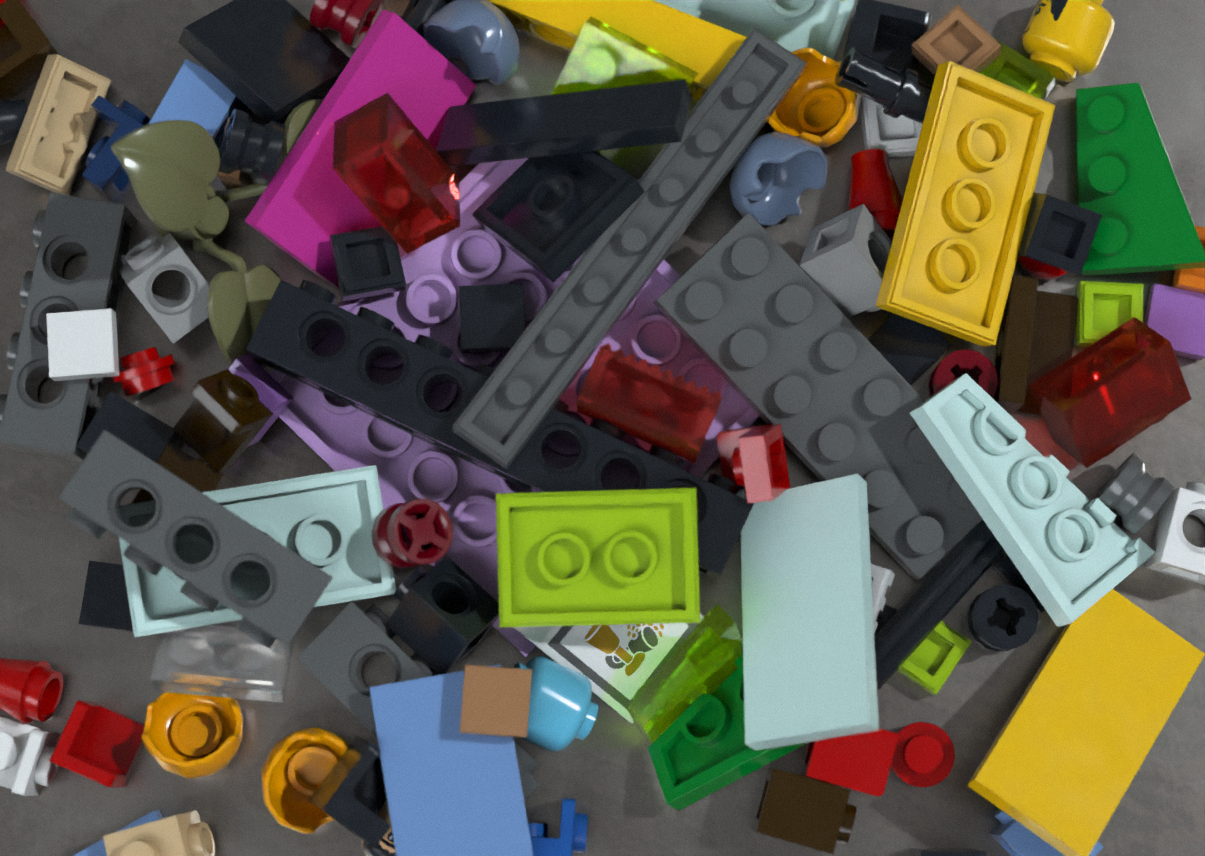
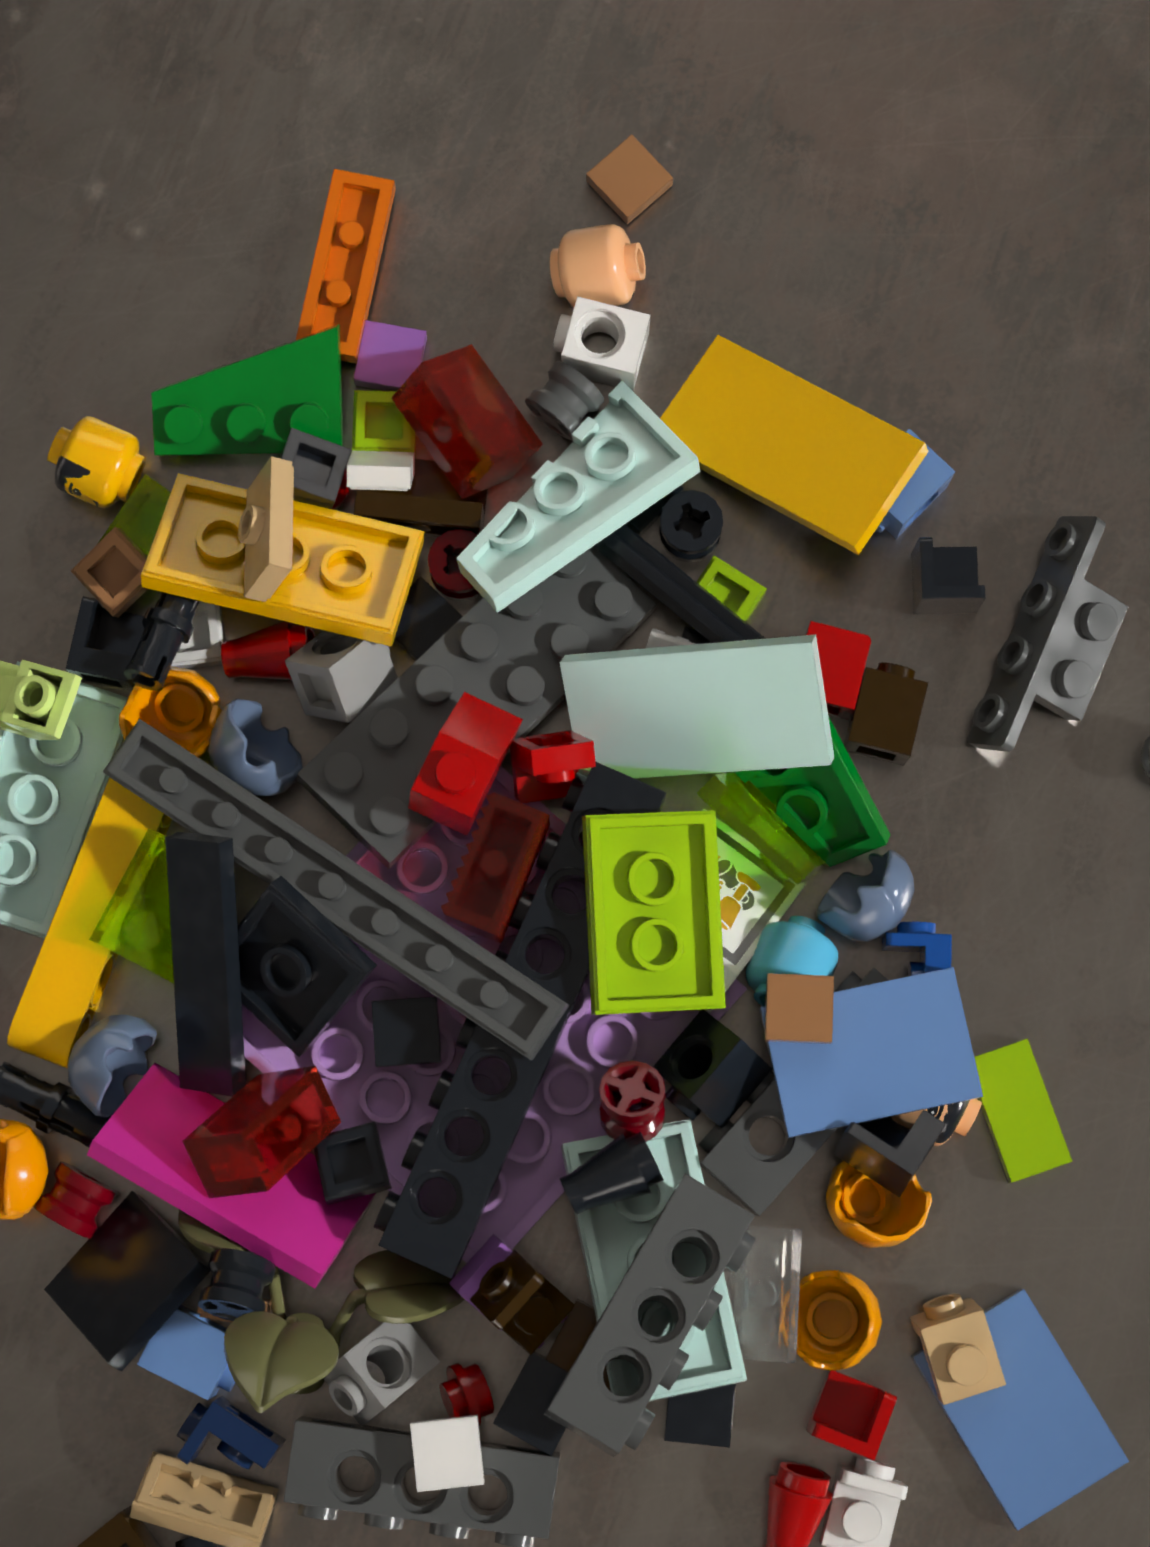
camera: 90 degrees left, 0 degrees up
(340, 512) = (613, 1174): none -> black cone
(608, 784) = (869, 904): none -> sand blue hair
(756, 372) = (463, 763): none -> red slope
(923, 755) = (825, 599): red plate -> none
(994, 181) = (268, 529): none -> tan plate
(1059, 305) = (380, 470): none -> white tile

